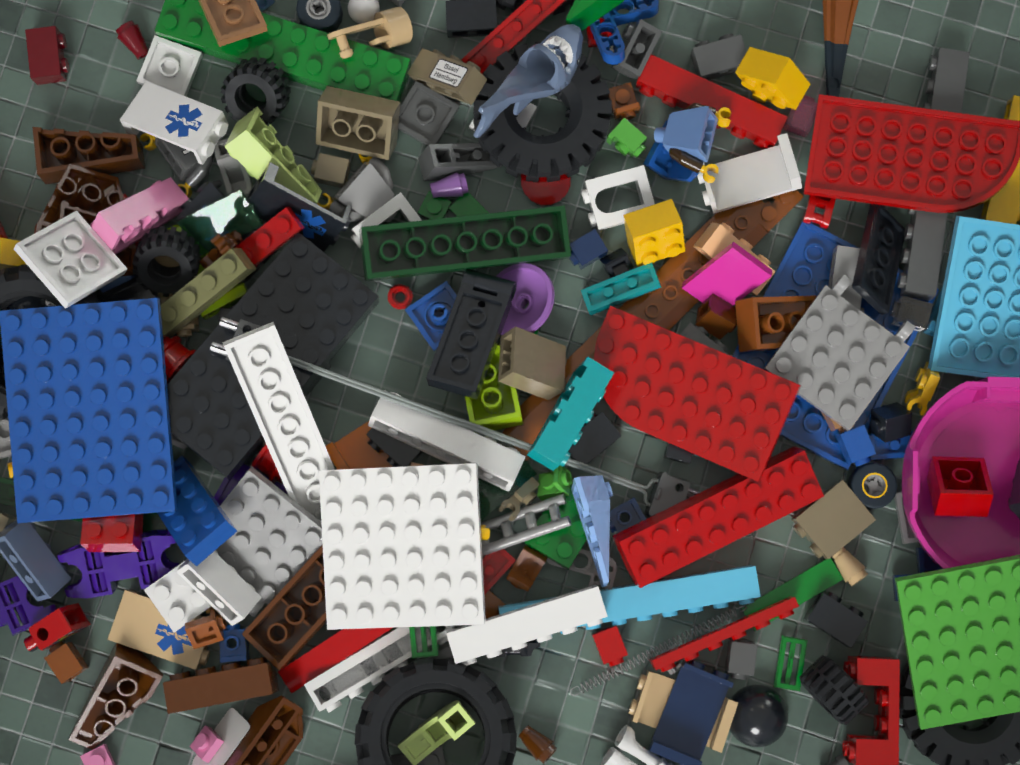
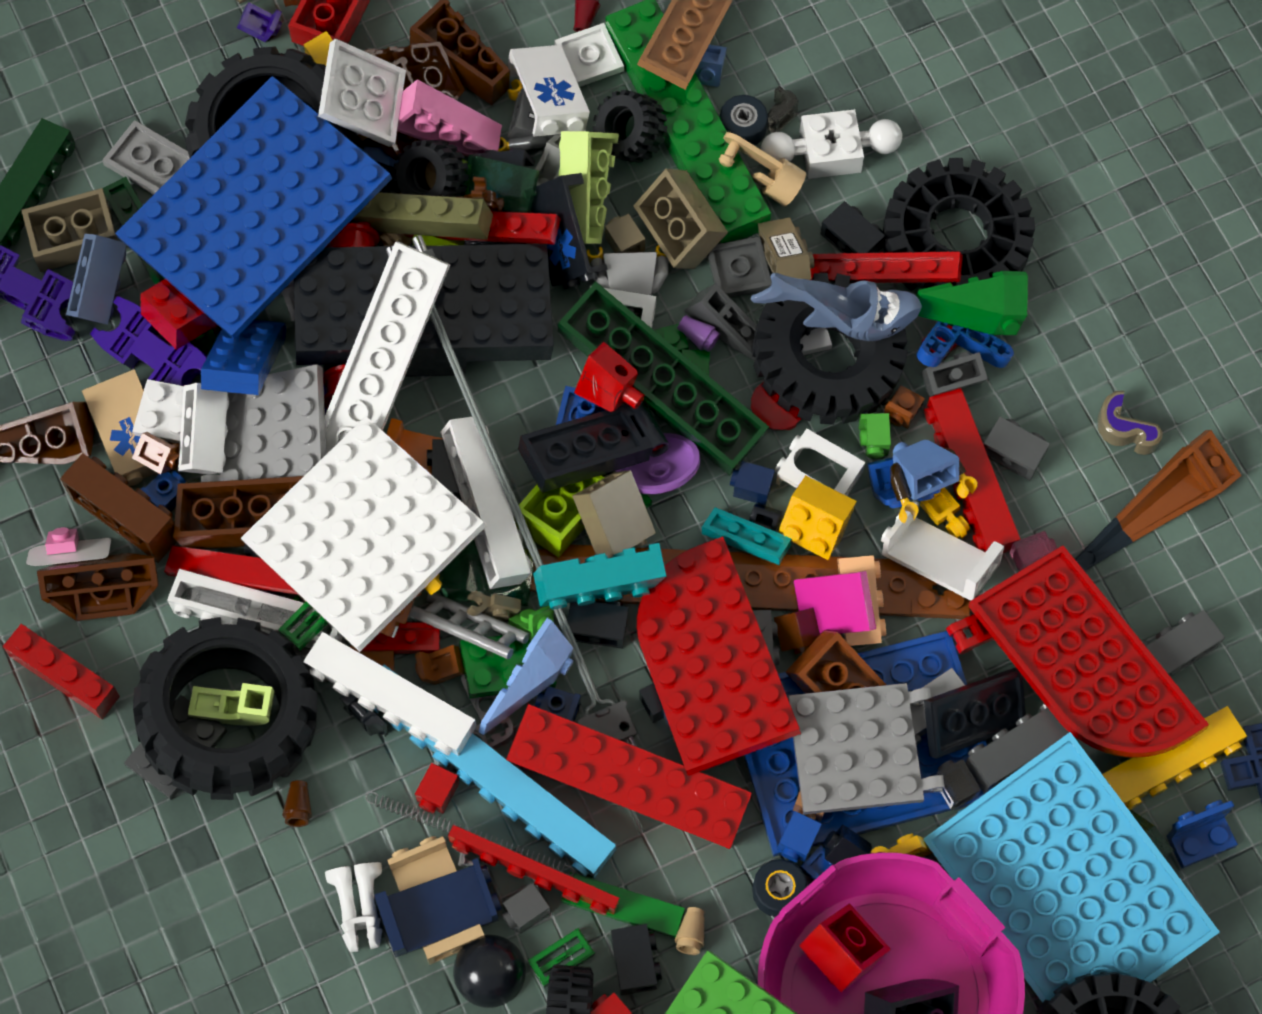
camera: 45 degrees right, 15 degrees down
(56, 627) = (58, 347): red torso -> none
(65, 661) = (35, 379): dark orange brick -> none
(400, 288) = (567, 370): red plate -> none
(440, 282) = (608, 380): none -> red torso
(736, 146) = (943, 508): none -> yellow plate
(772, 78) = (1037, 496): yellow brick -> none
(832, 520) = (718, 880): dark tan brick -> none

